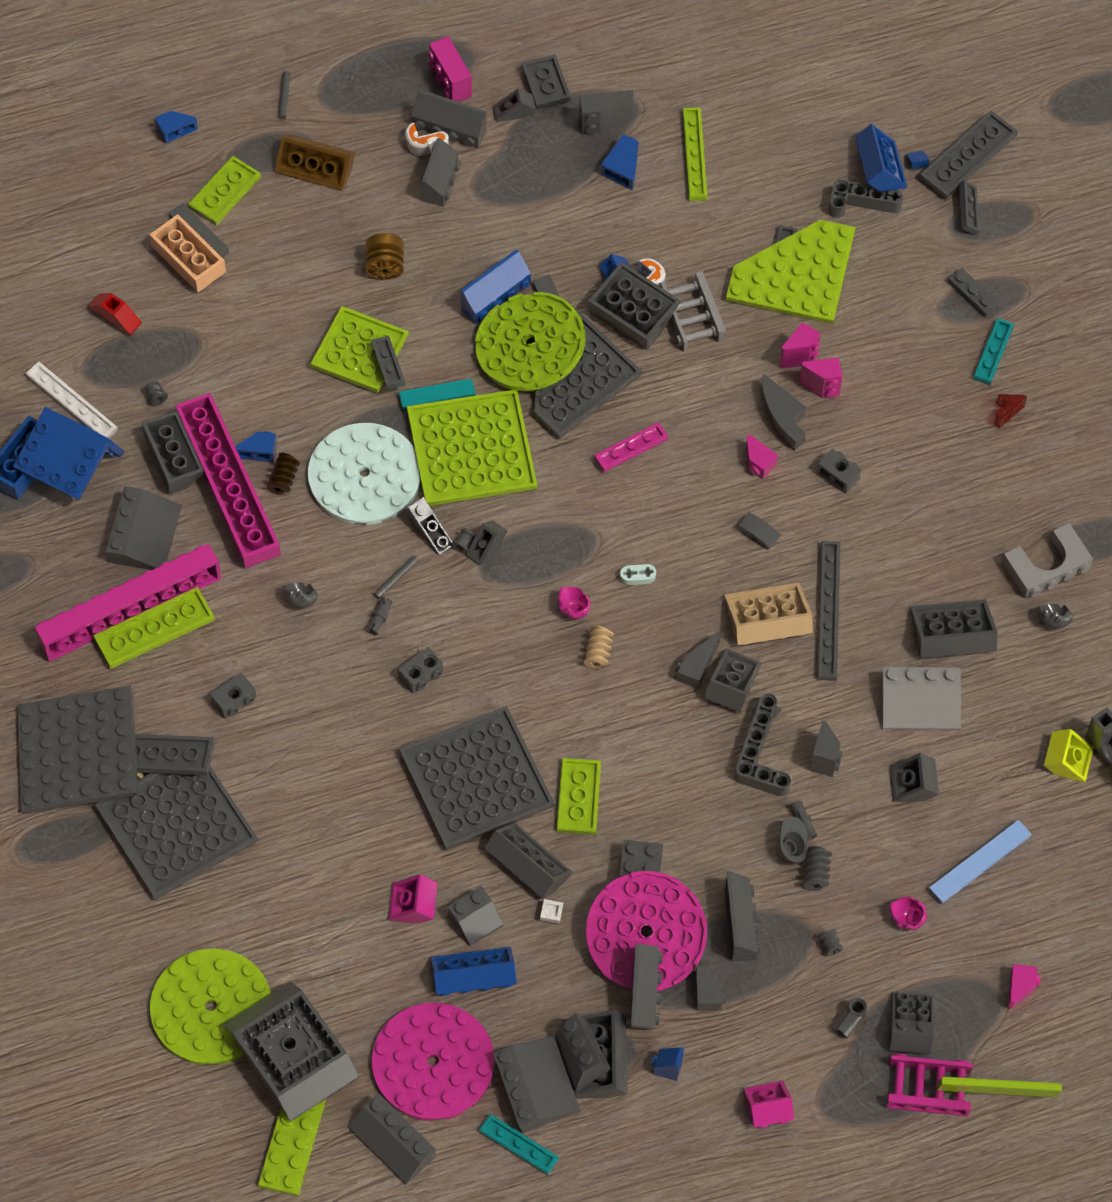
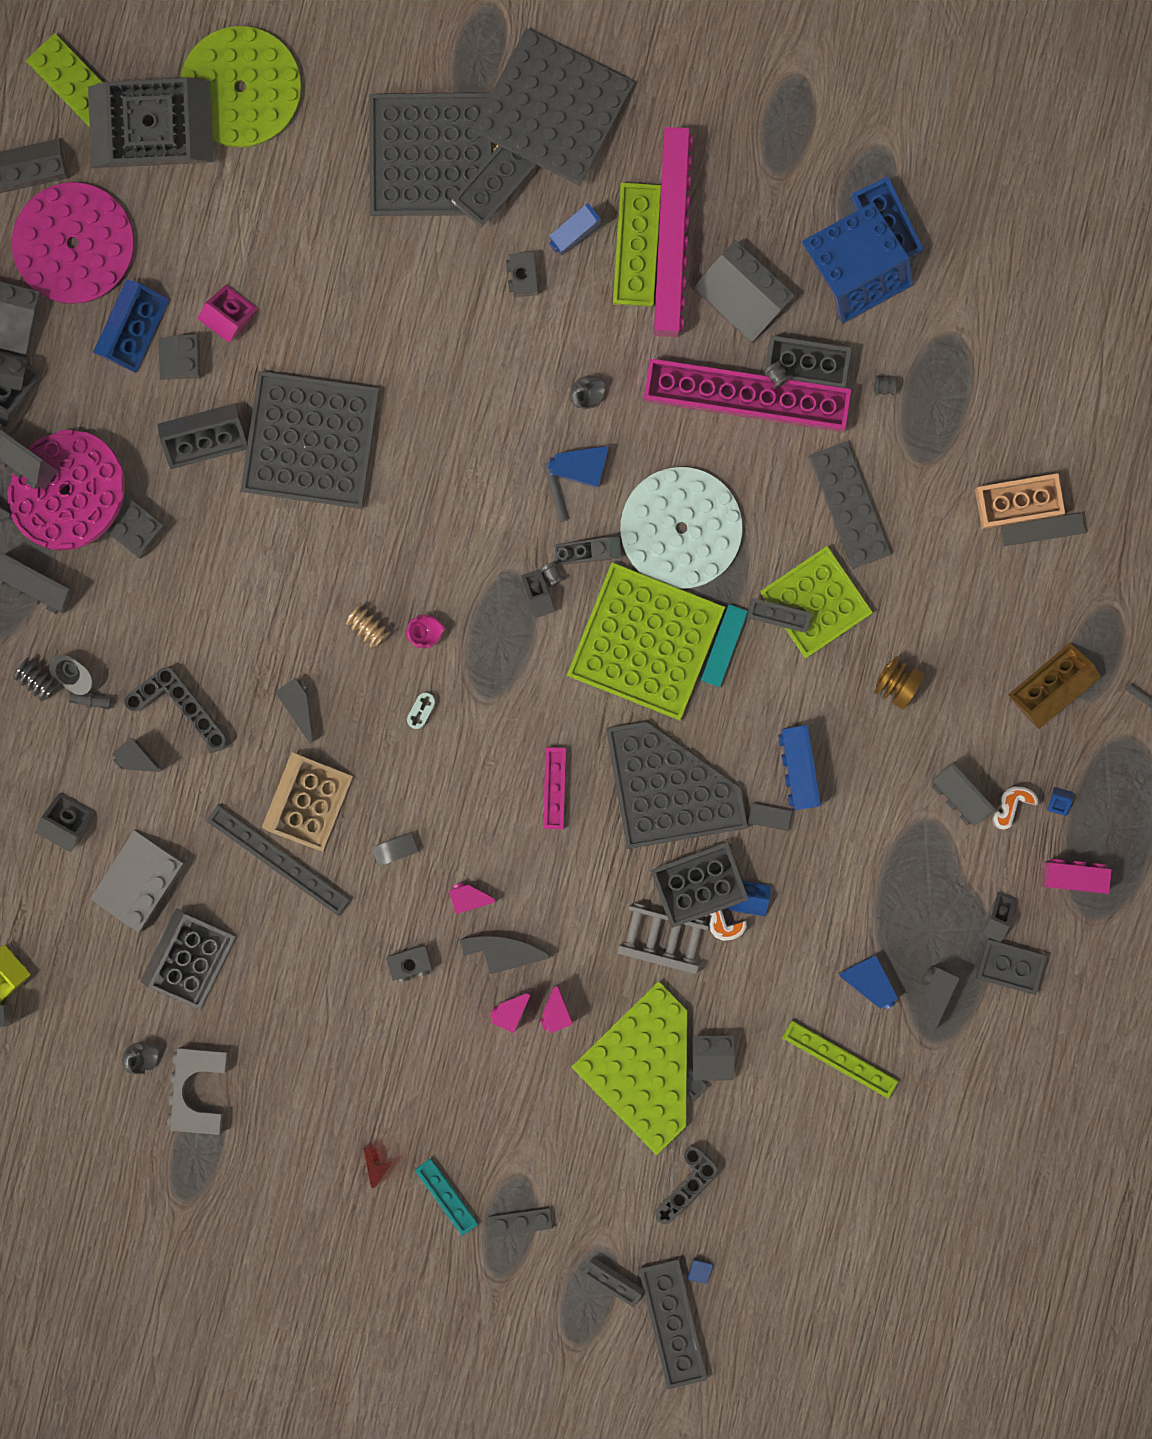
camera: 125 degrees right, 25 degrees up
(70, 400) = (926, 305): white tile -> none
(115, 312) = (997, 396): red slope -> none
(170, 675) = (575, 229): none -> slope
(198, 457) = (777, 374): none -> dark grey bush
(224, 190) = (1076, 582): lime tile -> none
(258, 447) = (766, 447): blue slope -> none
(267, 369) = (849, 505): none -> dark grey plate
(283, 474) = (722, 451): dark brown piece -> none
(362, 566) = (579, 466): none -> blue slope
(379, 616) = (524, 452): dark grey pin -> none
(399, 116) = (1060, 801): none -> blue slope
(418, 667) = (449, 454): dark grey brick -> none
(456, 119) = (1019, 841): dark grey slope -> none
(530, 367) = (715, 792): lime plate -> none
(551, 911) = (143, 426): white plate -> none
(578, 796) = (238, 519): lime tile -> none
(732, 680) = (261, 726): dark grey slope -> none
(755, 230) = (713, 1058): none -> dark grey slope
(880, 160) = (713, 1229): blue slope -> none

